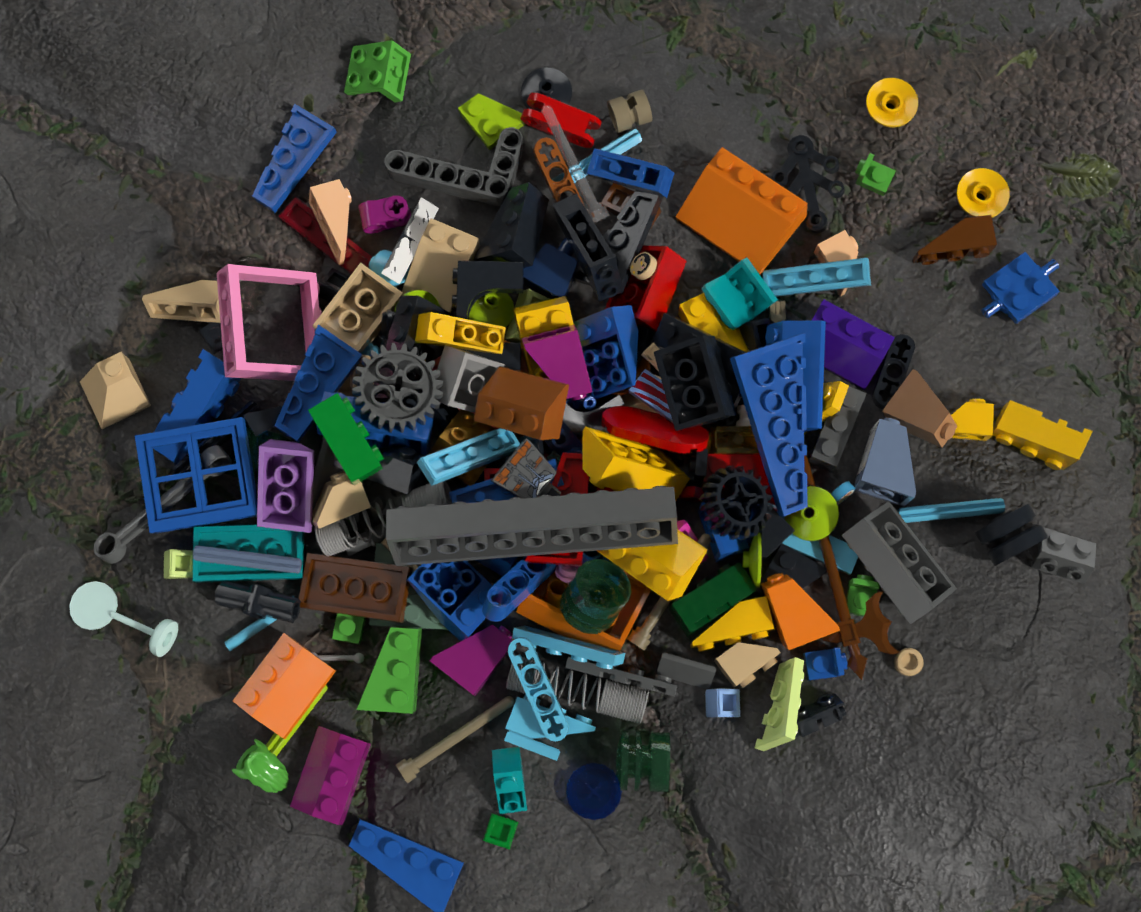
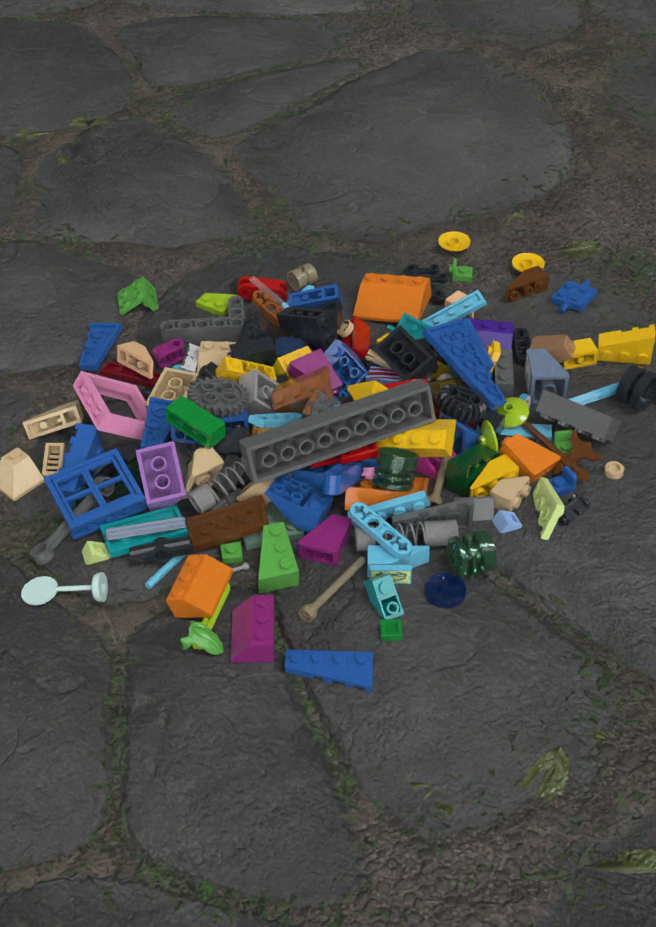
camera: 20 degrees left, 35 degrees down
(161, 372) = (53, 448): none -> tan slope

